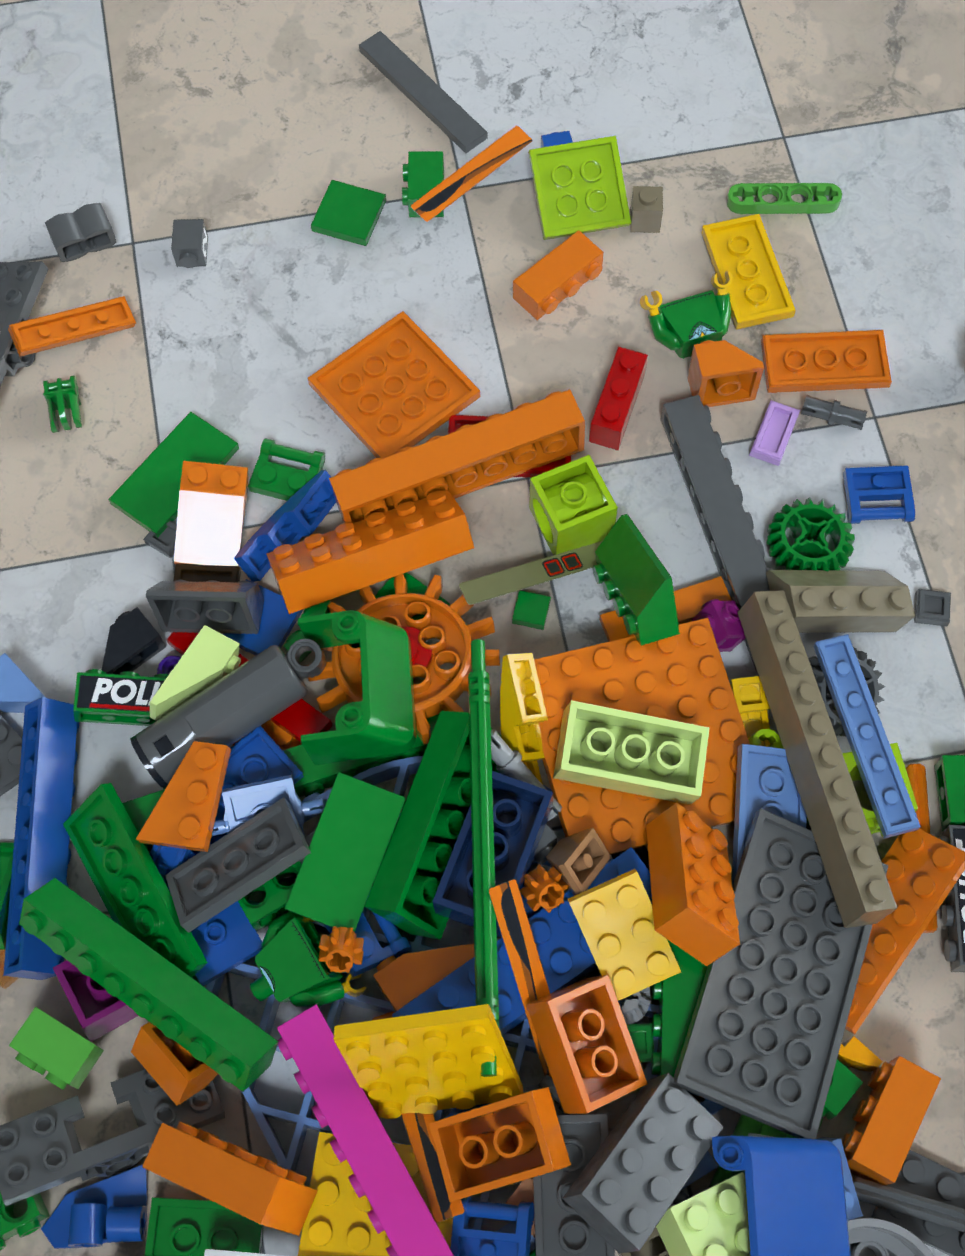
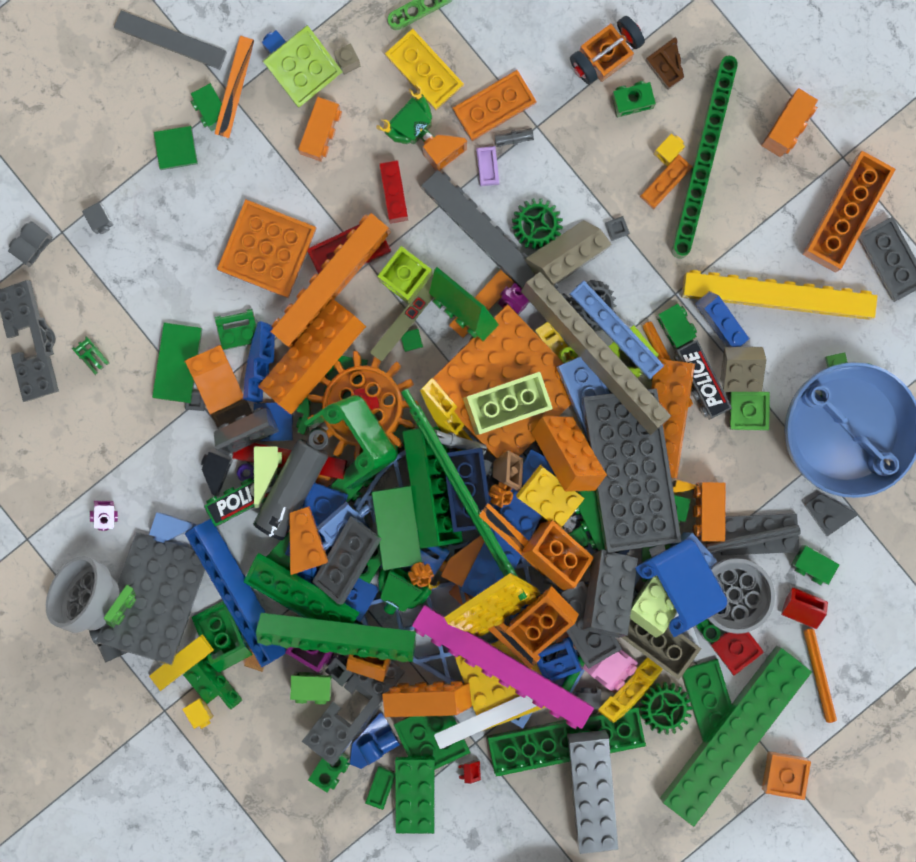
camera: 30 degrees left, 20 degrees up
(71, 326) = (67, 308): orange tile -> none
(117, 1051) = (337, 669): none -> dark grey brick
(878, 485) = (557, 171): blue plate -> none

